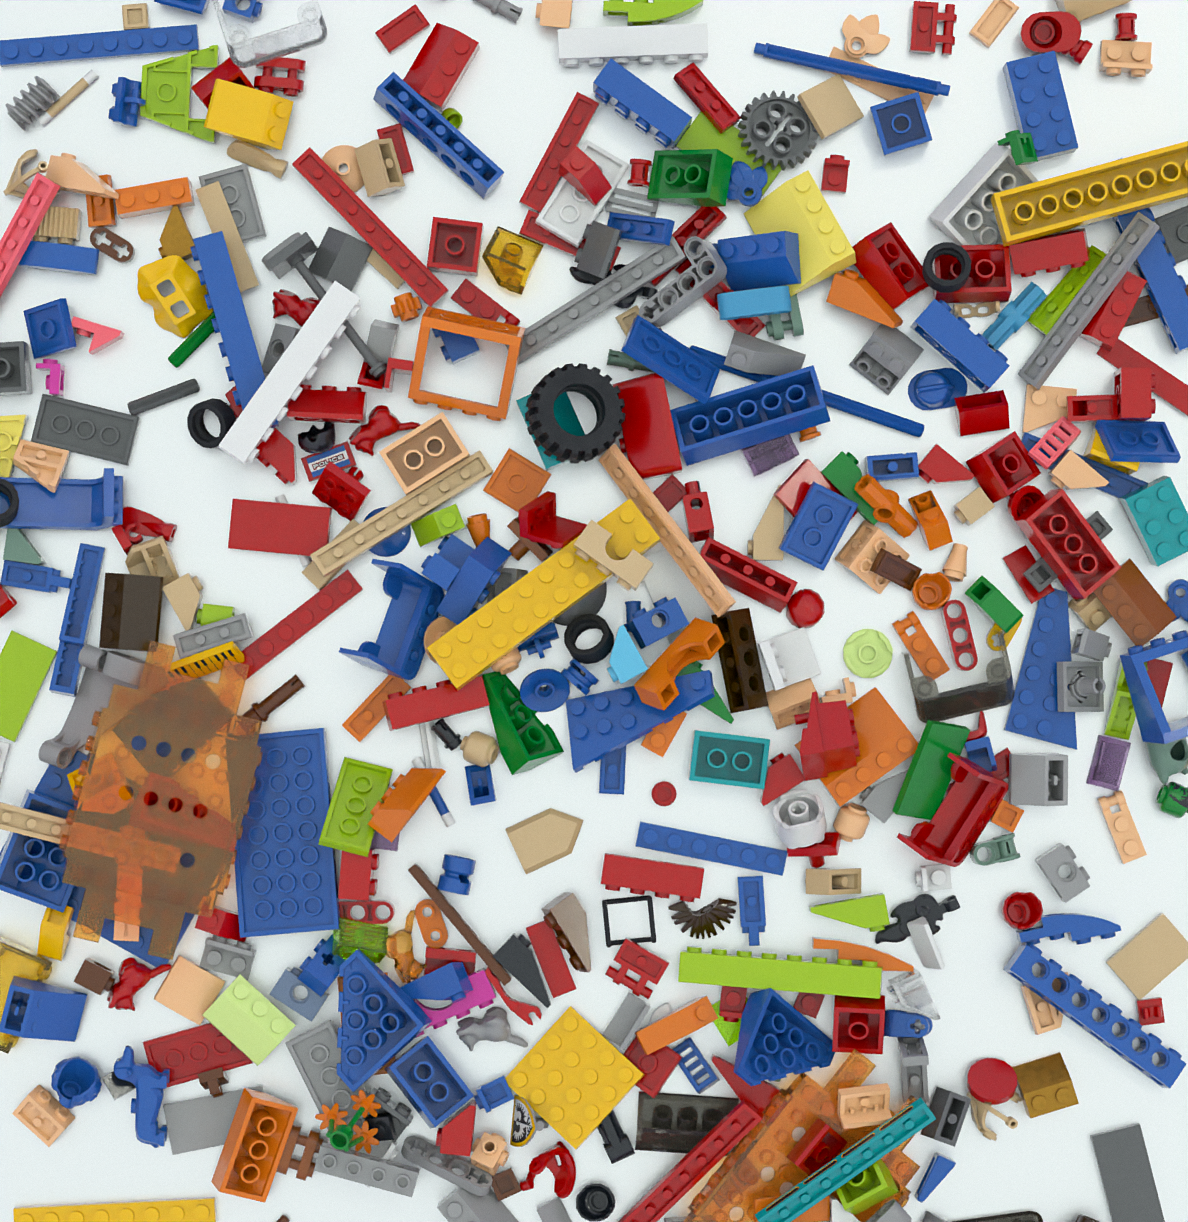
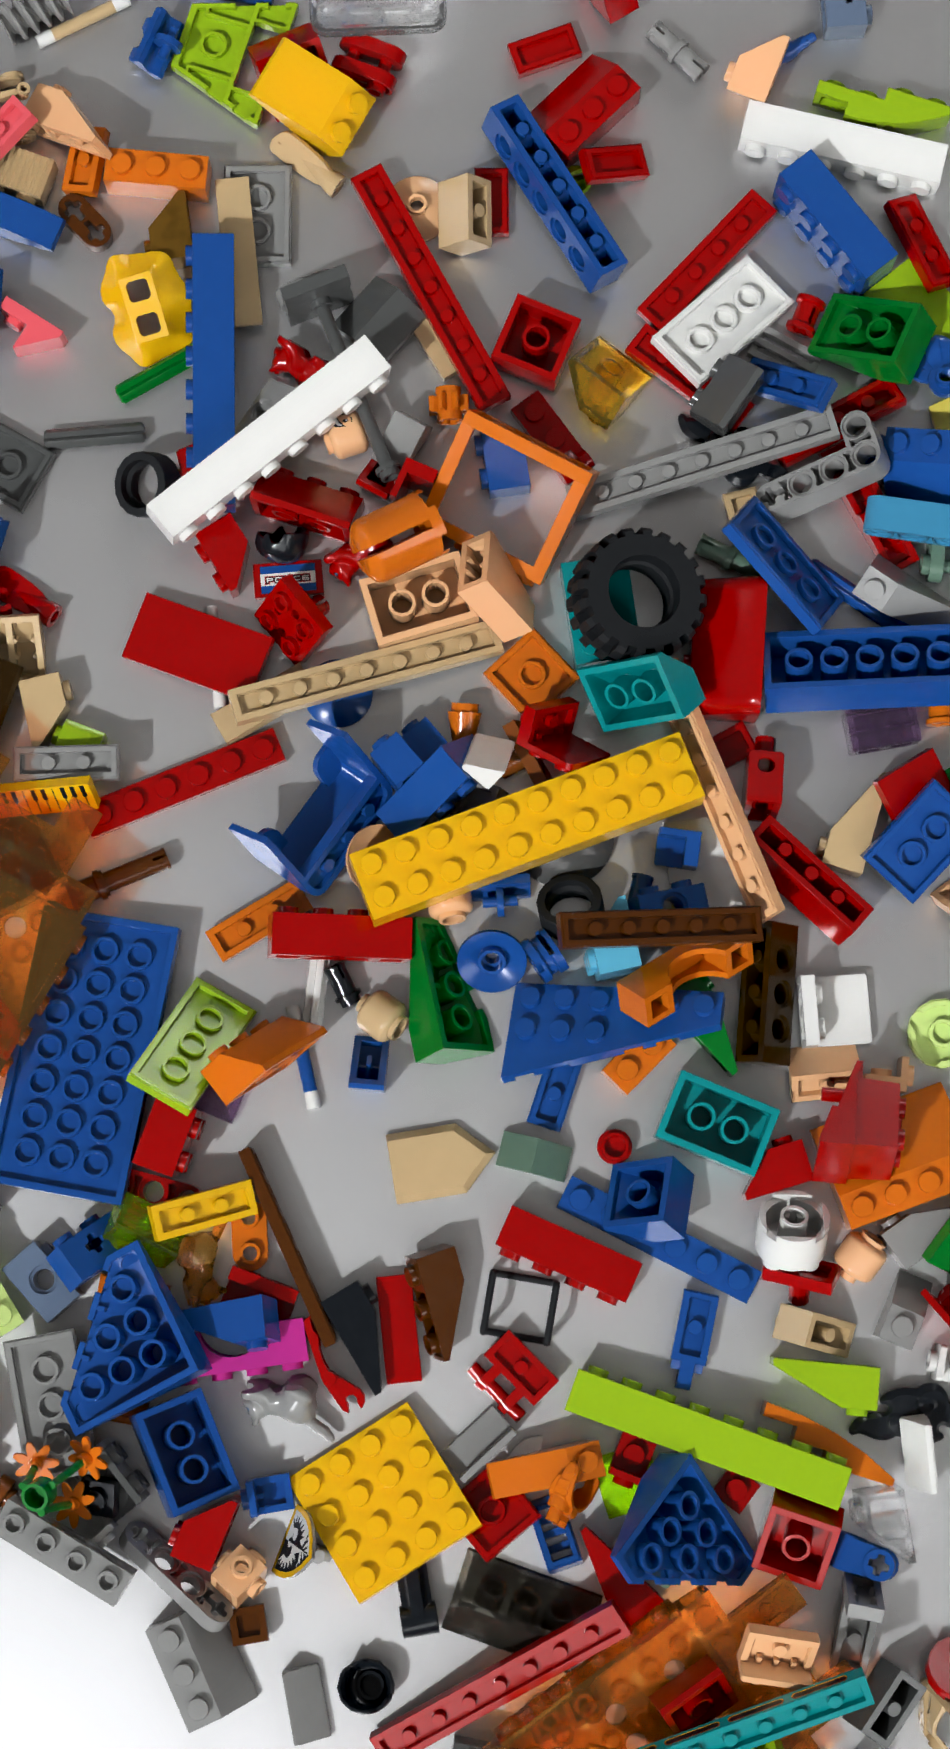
camera: 20 degrees right, 5 degrees down
(342, 351) = (346, 436): none -> light nougat head
(395, 916) = (202, 1210): none -> yellow plate
(398, 417) = (390, 521): none -> orange cylinder
(438, 525) = (410, 701): lime slope -> none
(456, 874) = (302, 1177): blue wheel -> none
(474, 100) = (613, 164): none -> red tile
(474, 431) = (494, 588): none -> light nougat slope
(503, 553) = (487, 758): none -> white slope
(564, 1174) = (333, 1634): red helmet -> none
(584, 176) = (733, 295): red slope -> none
(592, 546) = (651, 825): tan arch -> none
(596, 477) = (641, 690): none -> teal slope
(610, 815) = (534, 1156): none -> sand green slope
(653, 640) = (659, 927): none -> reddish brown tile
(655, 579) = (677, 848): none -> blue panel
(695, 1043) = (565, 1501): none -> orange helmet
(697, 824) = (649, 1199): none -> blue slope
(703, 919) = (624, 1331): dark brown hair -> none
(805, 608) = (872, 949): red hair -> none
(890, 850) = (903, 1310): none -> light grey slope

